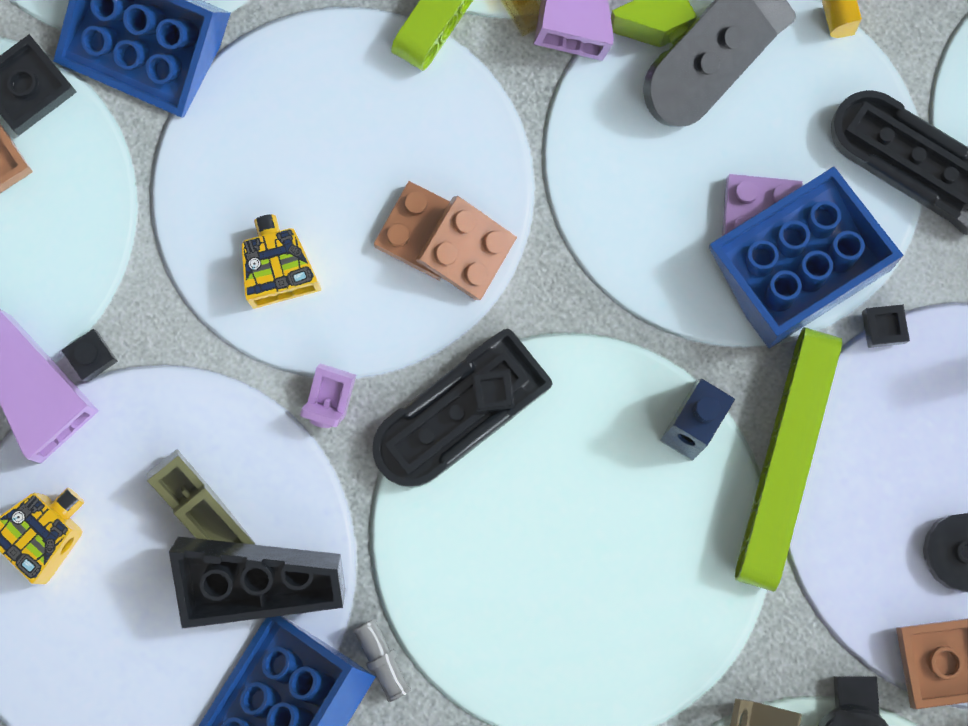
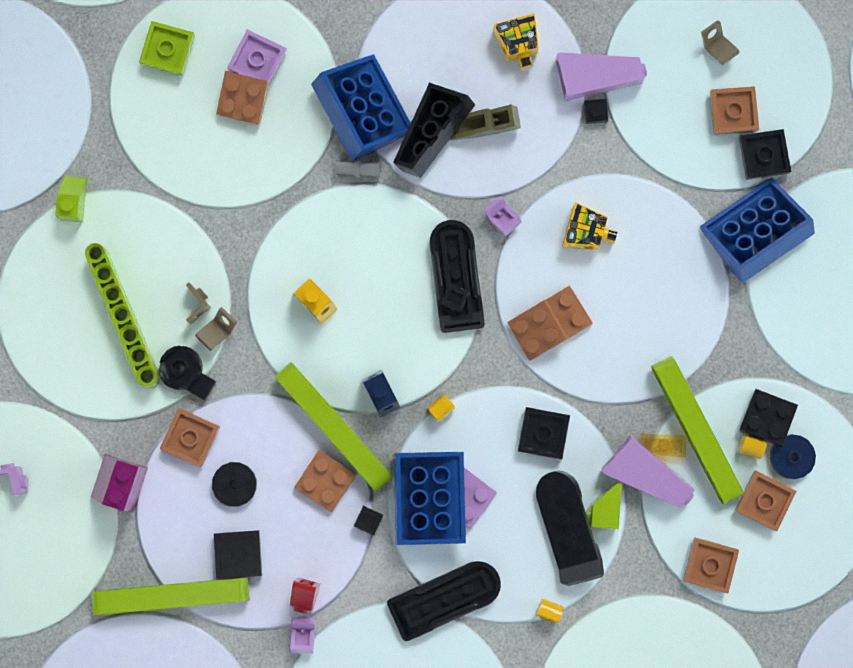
camera: 120 degrees right, 5 degrees up
(606, 158) = (543, 433): none -> black plate
(624, 602) = (315, 300): none -> yellow torso
(662, 320) = (441, 408): none -> yellow brick
(870, 423) = (325, 480): none -> nougat plate

